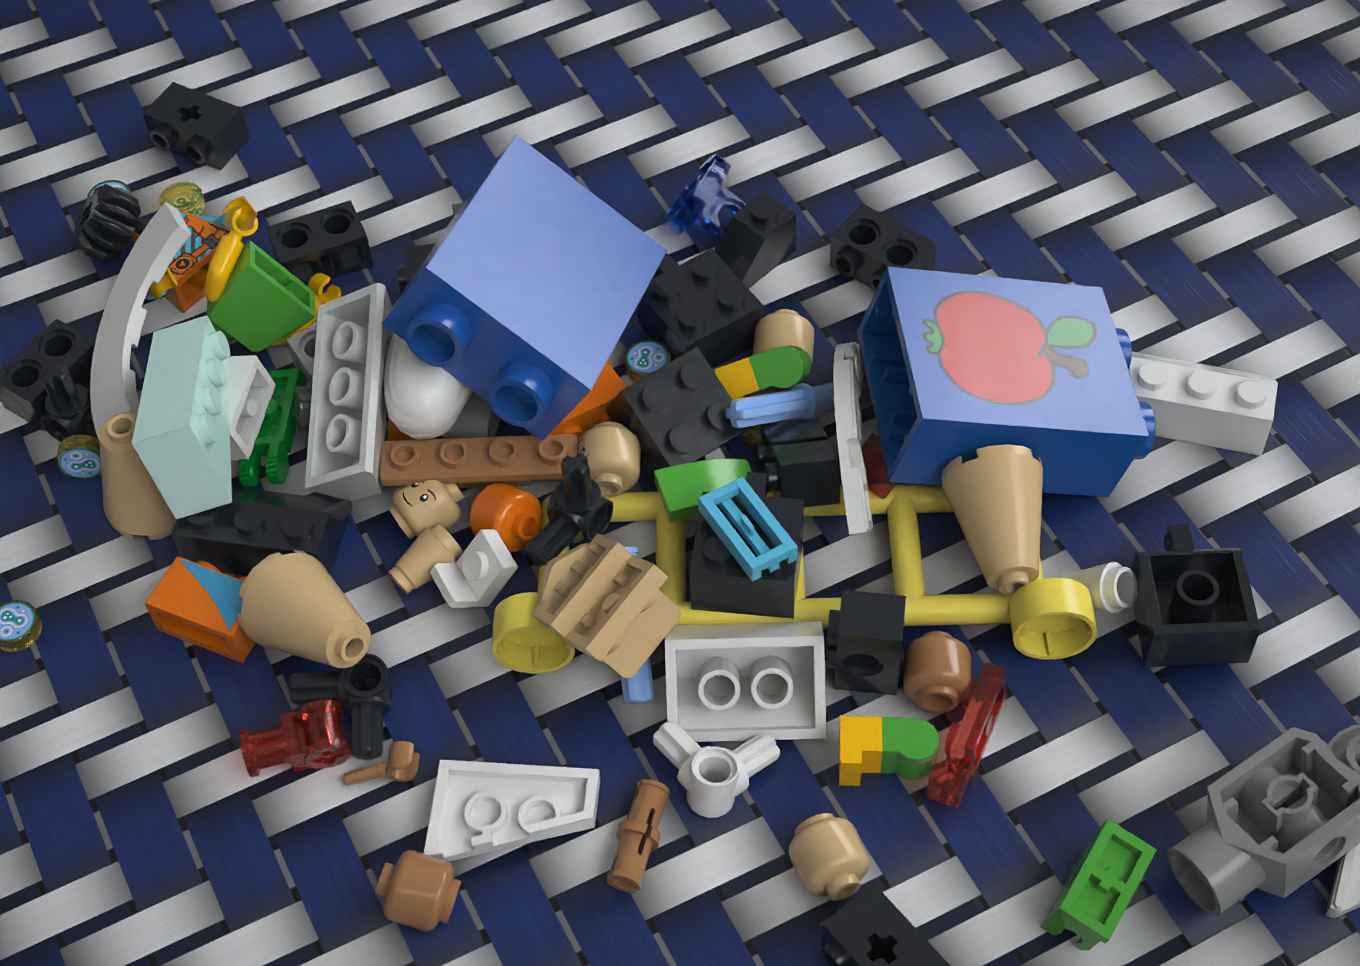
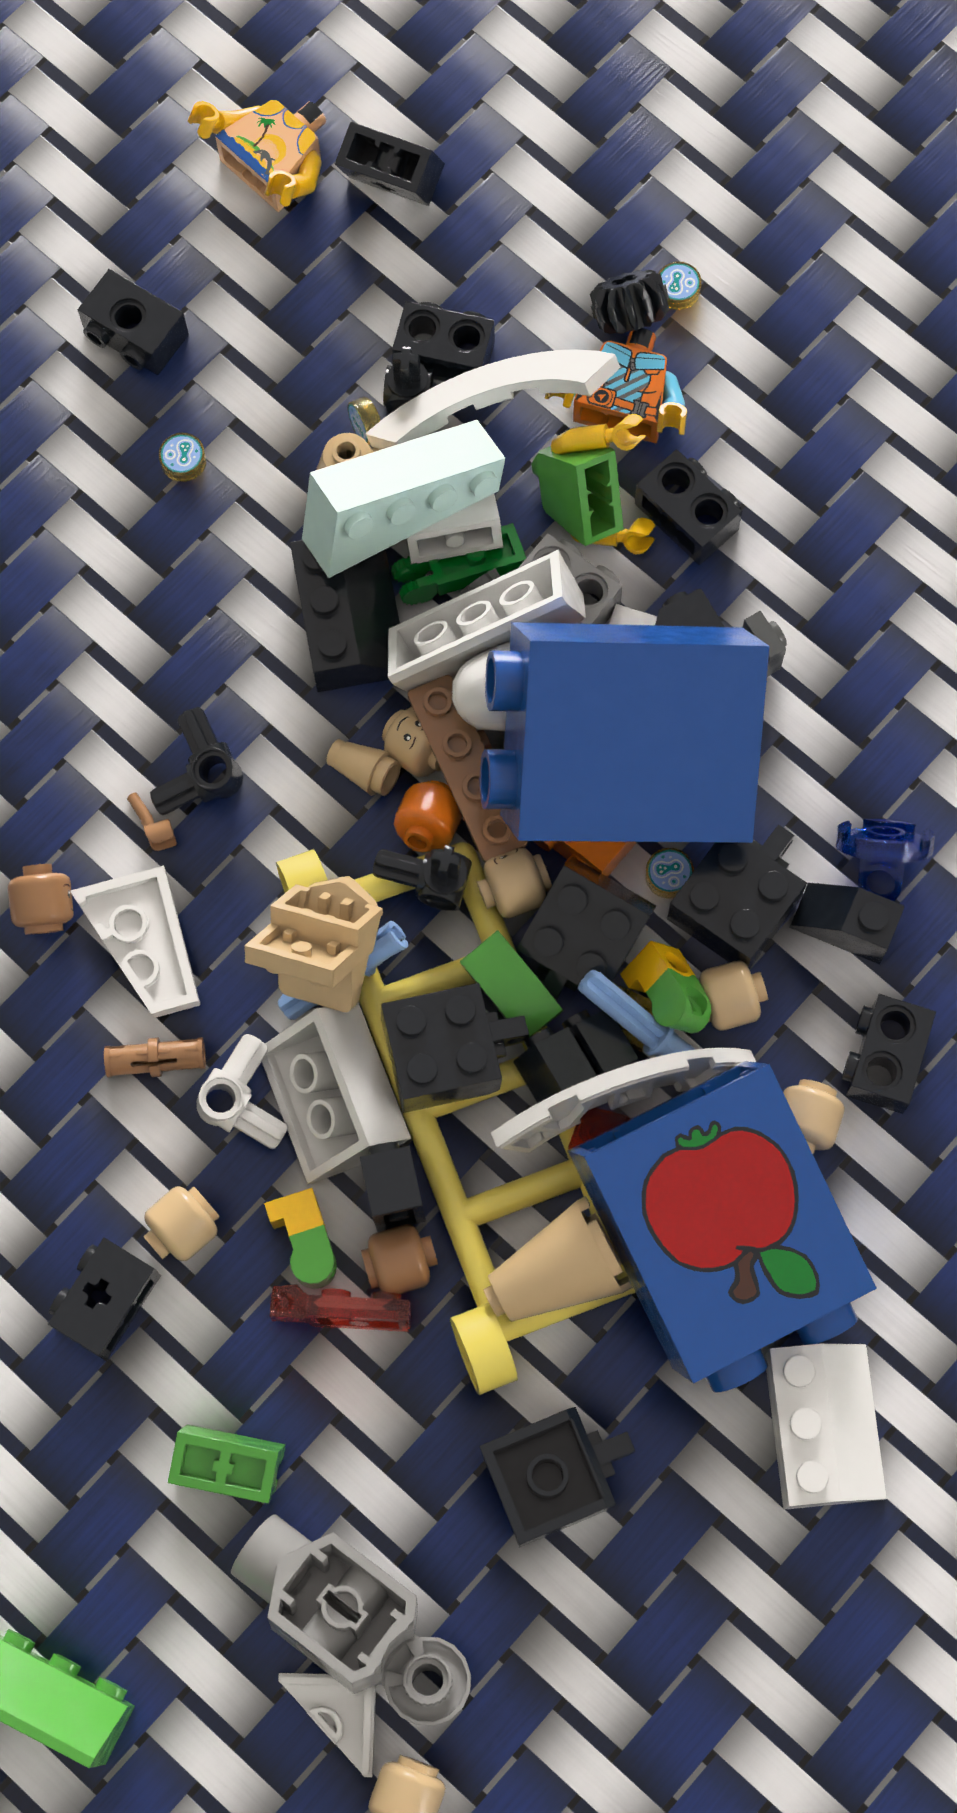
camera: 70 degrees right, 20 degrees up
(184, 197) = (703, 351): clear yellow tile -> none
(196, 126) = (800, 339): black brick -> none
(201, 608) = (247, 608): orange brick -> none
(299, 740) = (147, 745): clear red connector -> none
(302, 611) = (248, 692): tan cone -> none
(477, 573) = (356, 813): white bracket -> none
(784, 546) = (408, 1070): medium azure tile -> none
(1109, 584) = (538, 1385): white cone -> none

